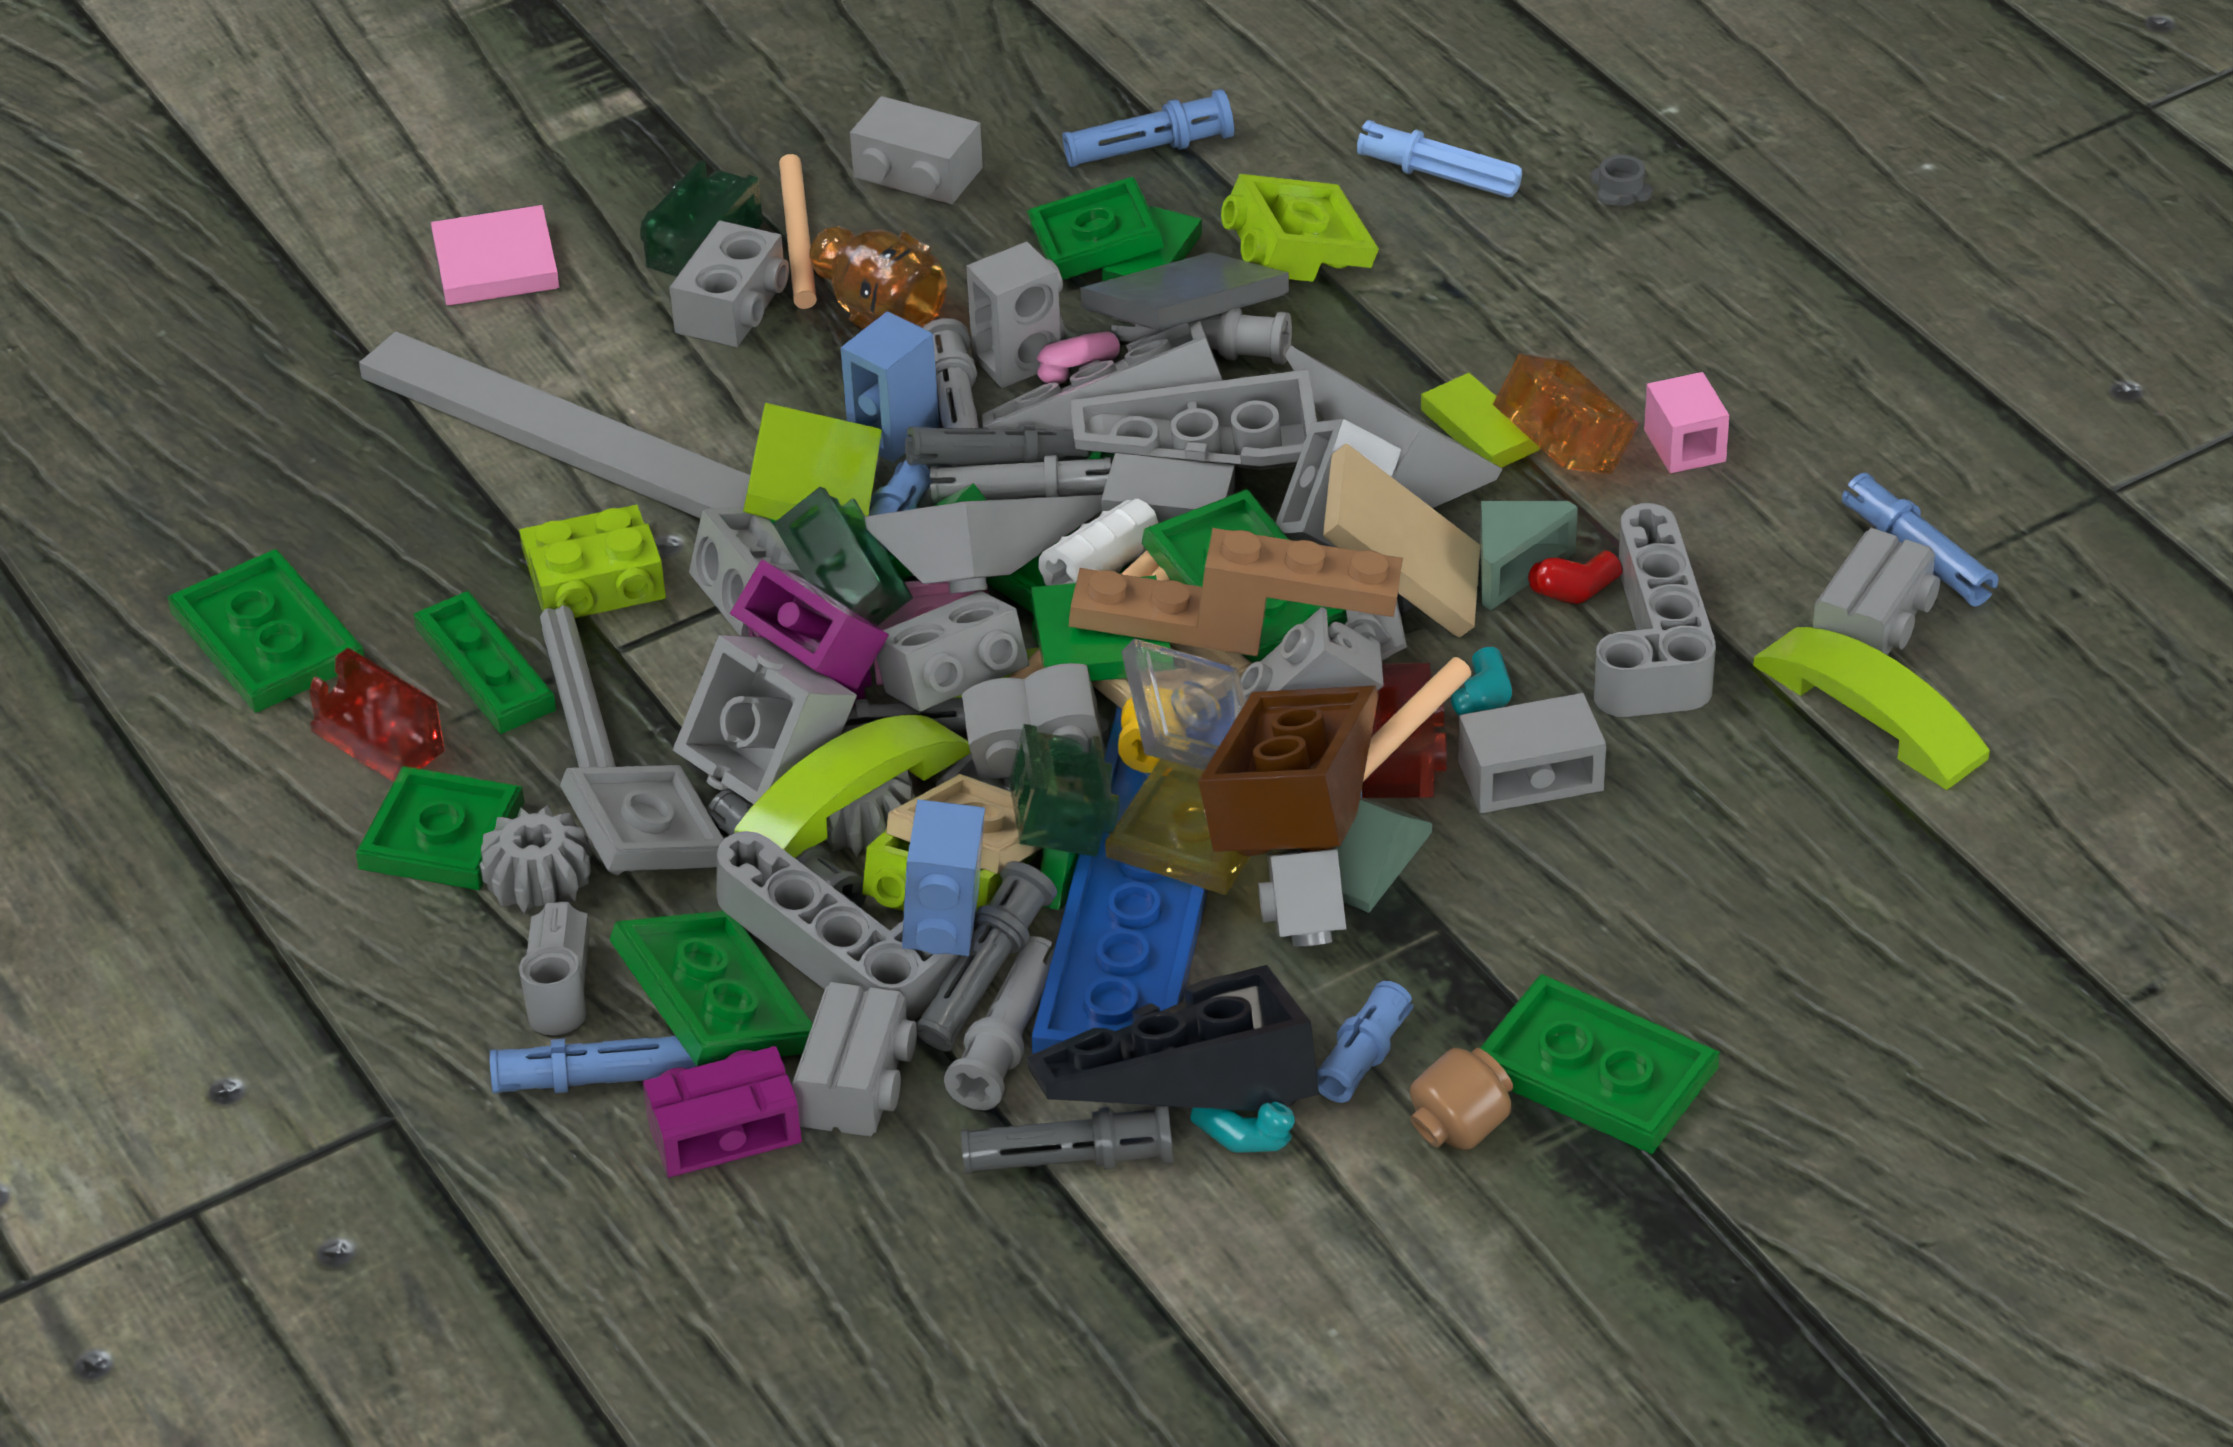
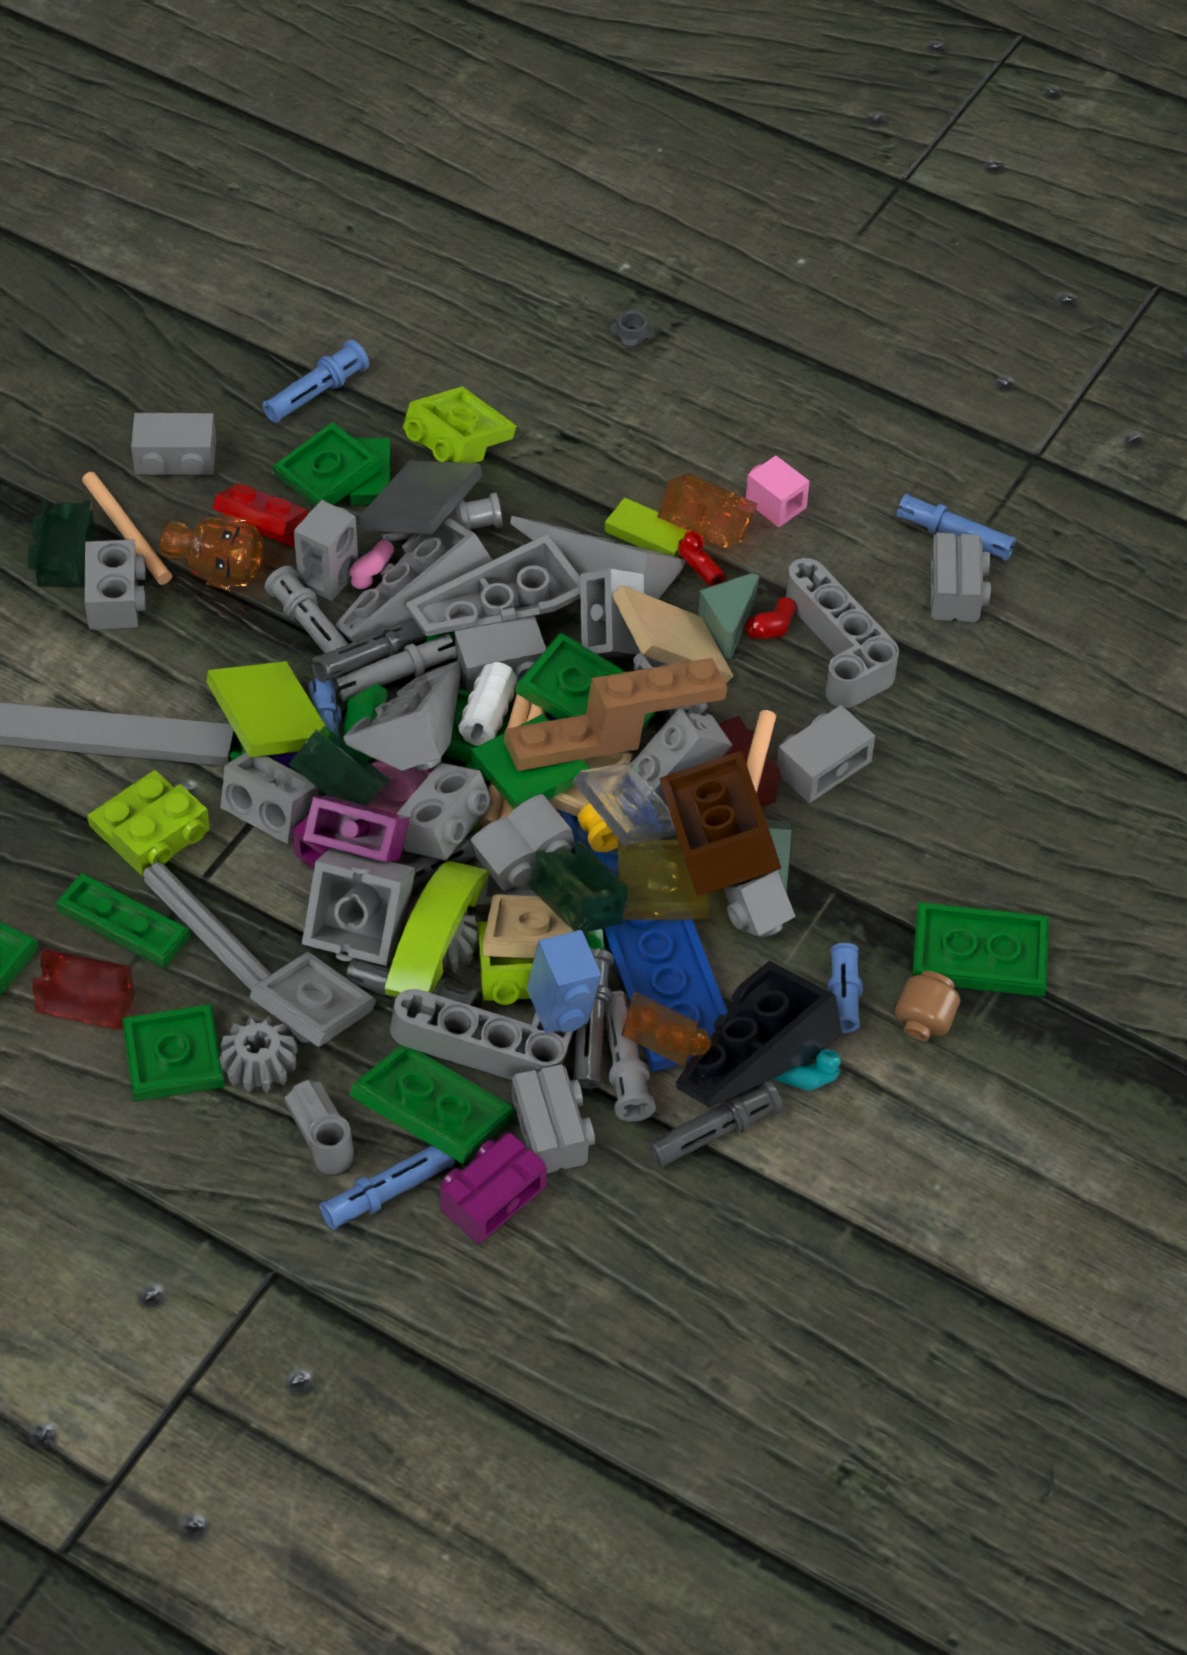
camera: 30 degrees left, 10 degrees up
(891, 381) = (280, 625): medium blue brick -> none
(953, 238) = (271, 515): none -> red bracket
(1051, 991) = (664, 1030): none -> clear orange hinge
(1438, 159) = (512, 347): light blue axle -> none
(1489, 686) = (759, 701): teal arm -> none
(1518, 466) = (691, 551): none -> red arm
(1929, 729) = (995, 639): lime slope -> none

